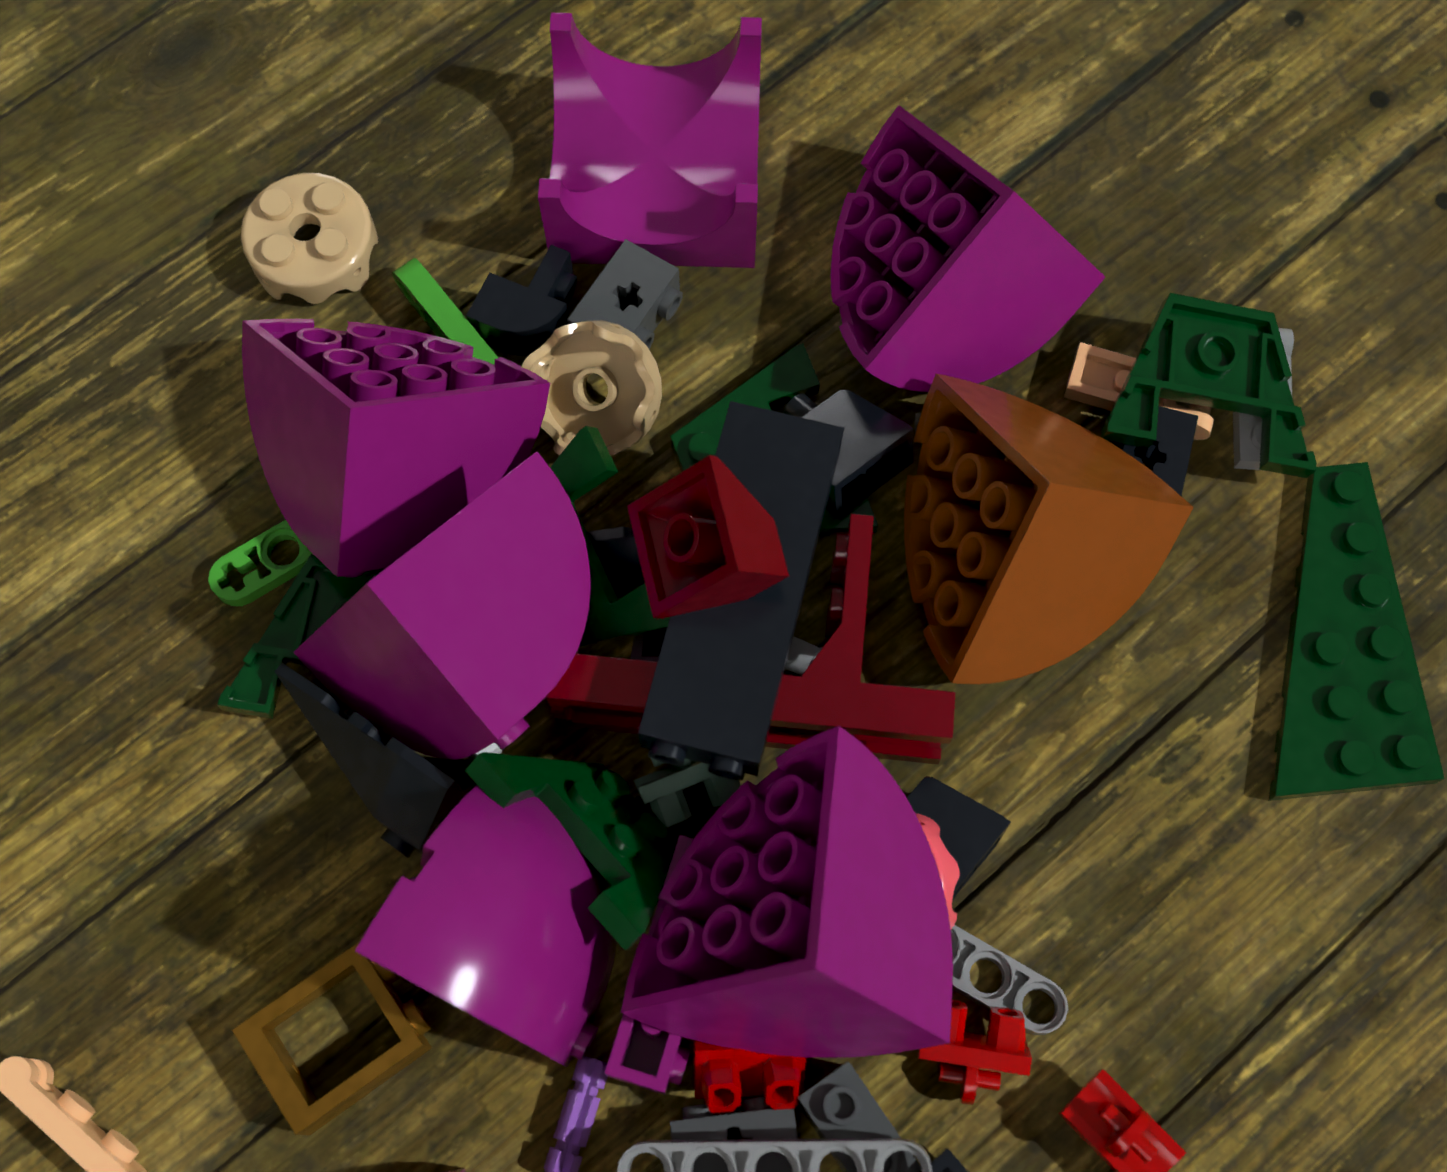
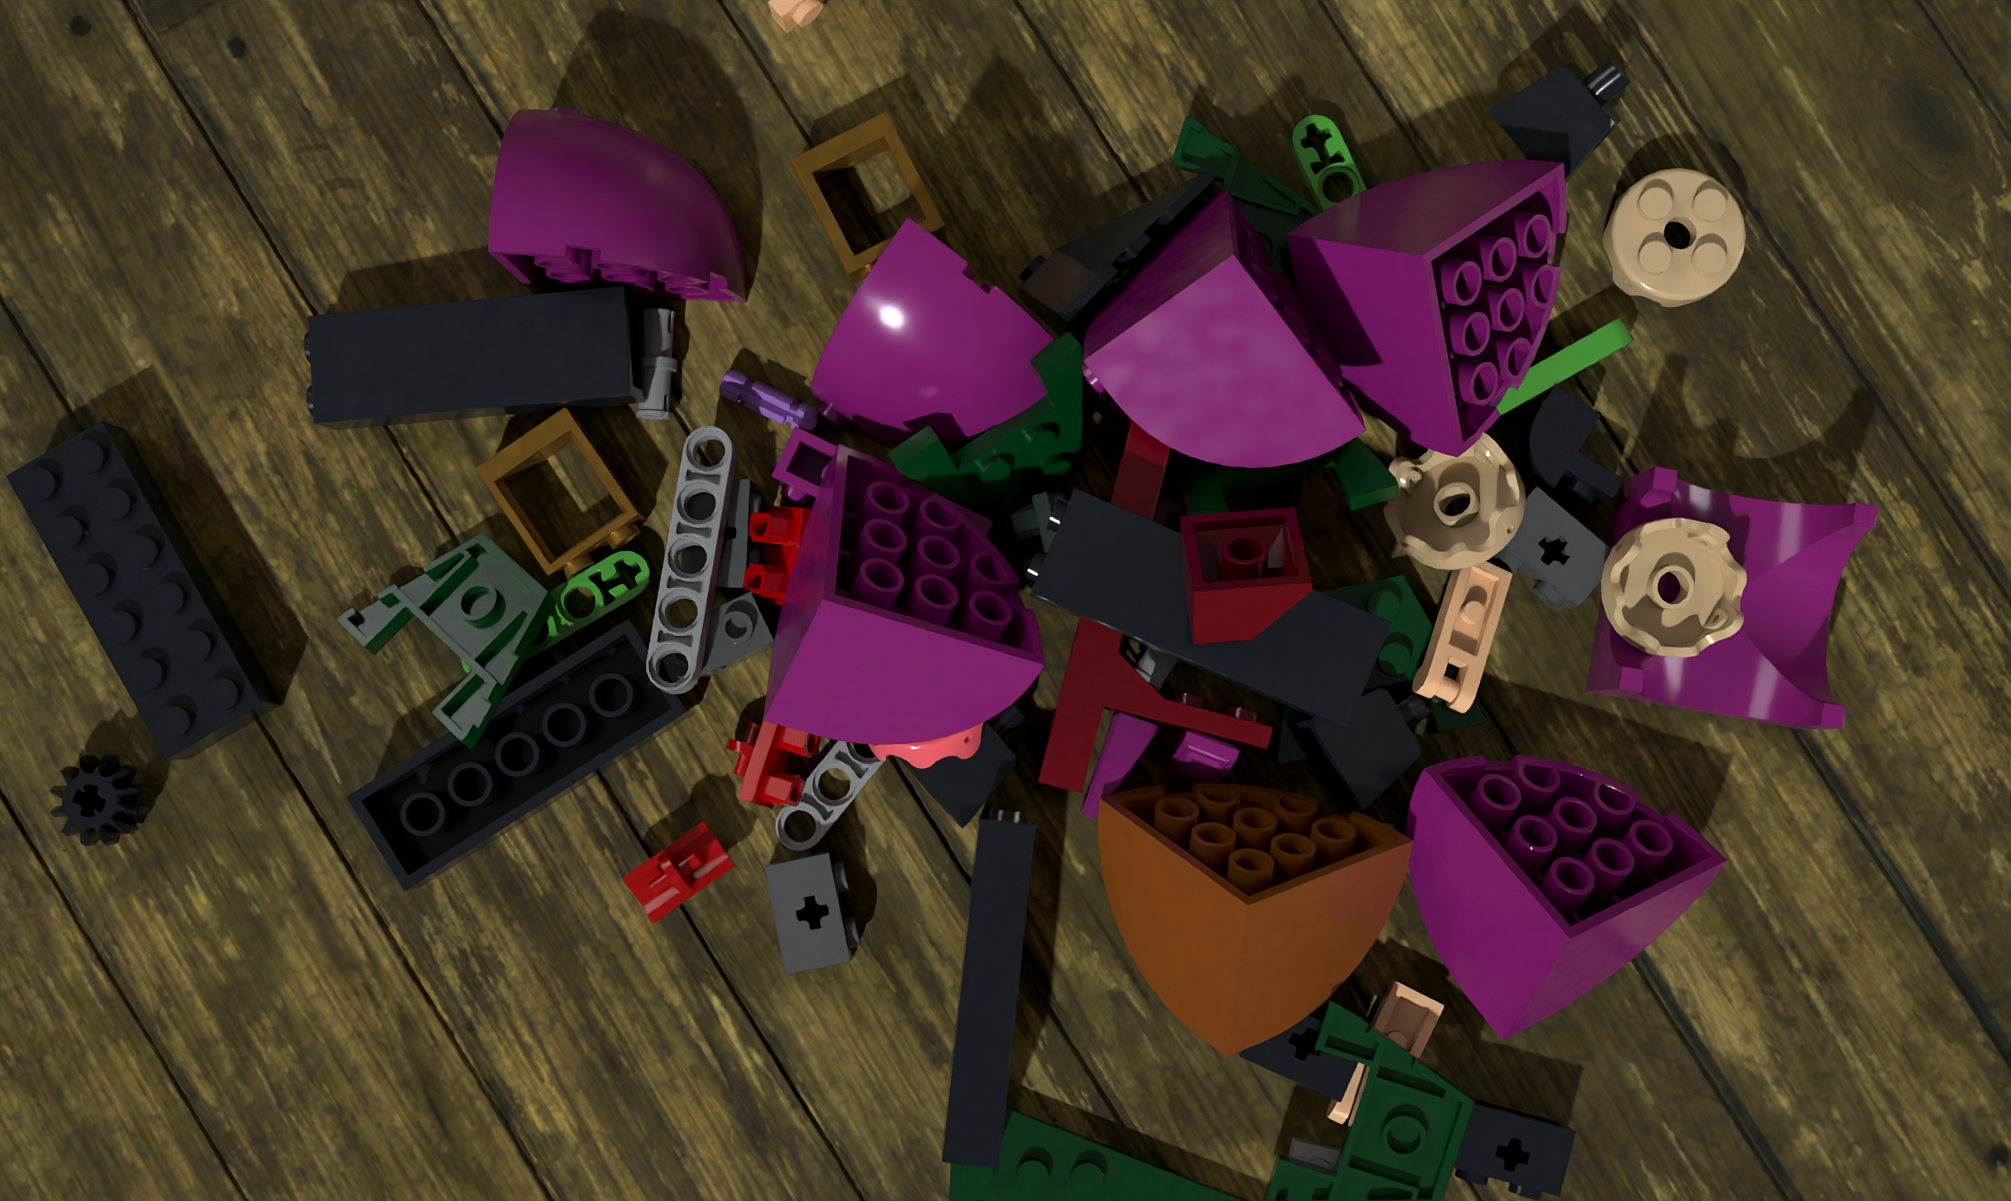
camera: 100 degrees right, 15 degrees up
(192, 342) = (1564, 114): none -> black torso
(650, 154) = (1708, 581): none -> tan plate
(725, 370) = (1463, 634): none -> light nougat plate
(887, 593) = (1201, 757): none -> magenta slope
(890, 668) = (1120, 750): none -> magenta slope
(1164, 967) = (800, 941): none -> dark grey brick
(1178, 765) = (988, 990): none -> black brick
(1198, 258) = (1540, 1154): none -> black brick

